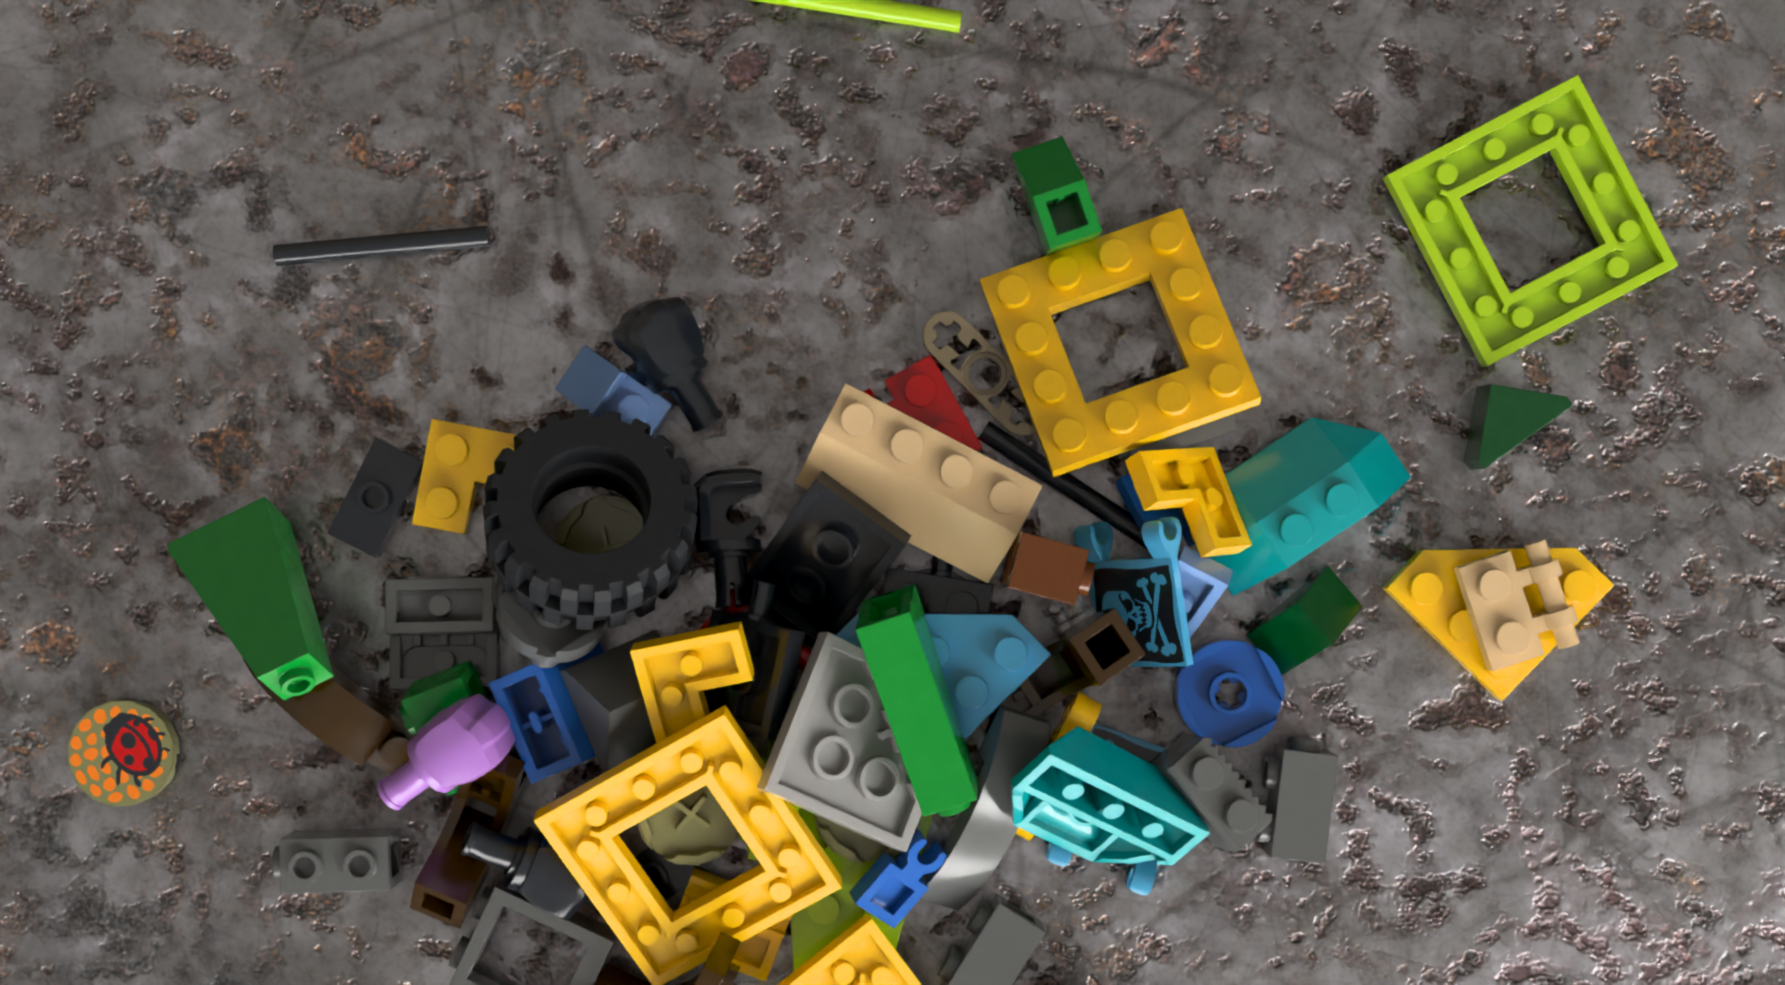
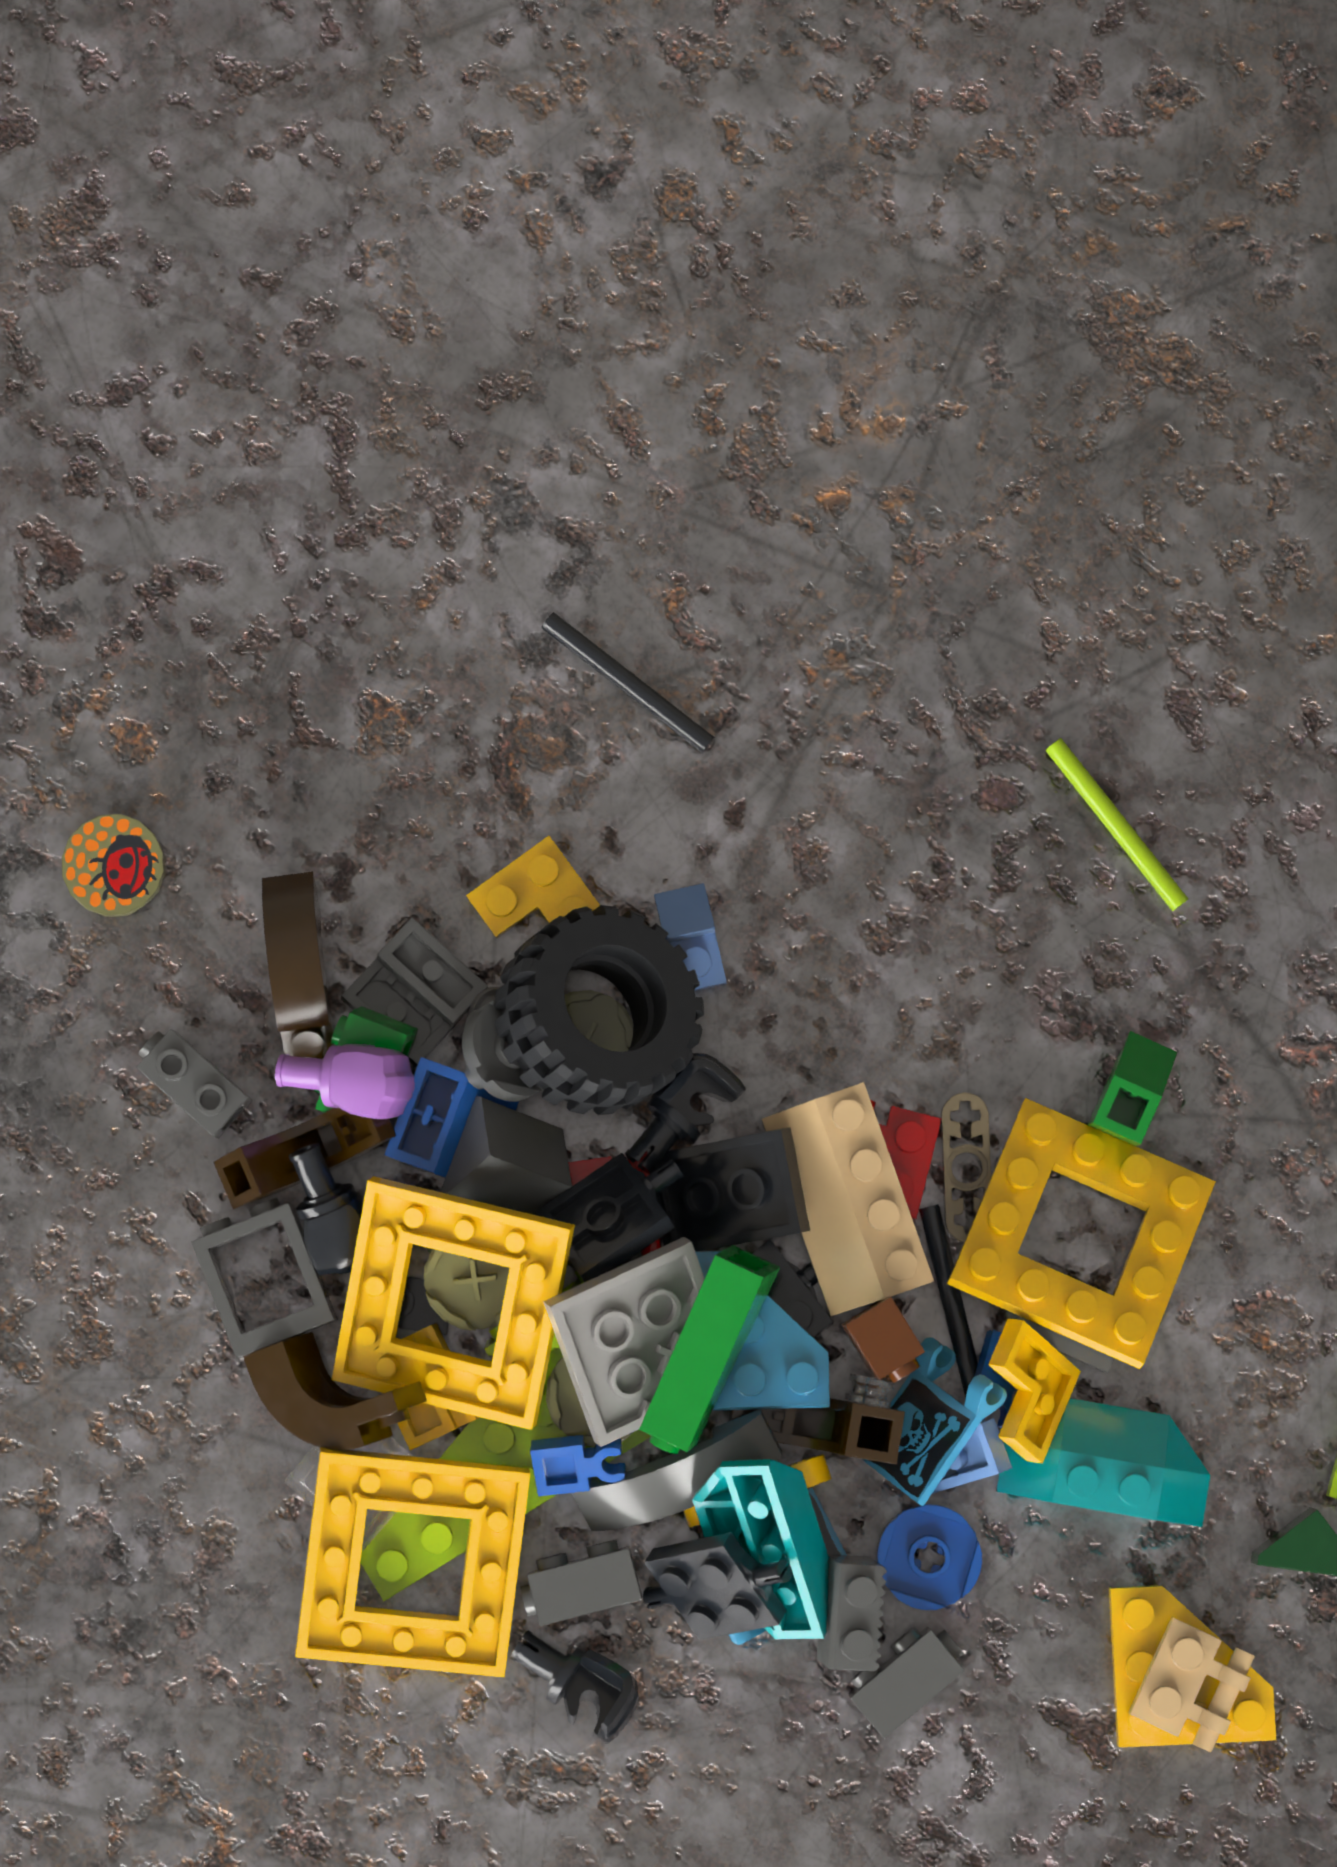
camera: 50 degrees right, 5 degrees down
(259, 595) = (321, 841): green slope -> none
(377, 497) = (458, 854): black plate -> none
(668, 355) = (756, 946): black piece -> none
(683, 665) = (569, 1171): yellow plate -> none
(1093, 870) = (716, 1586): none -> black plate
(1306, 621) = (1031, 1557): dark green slope -> none

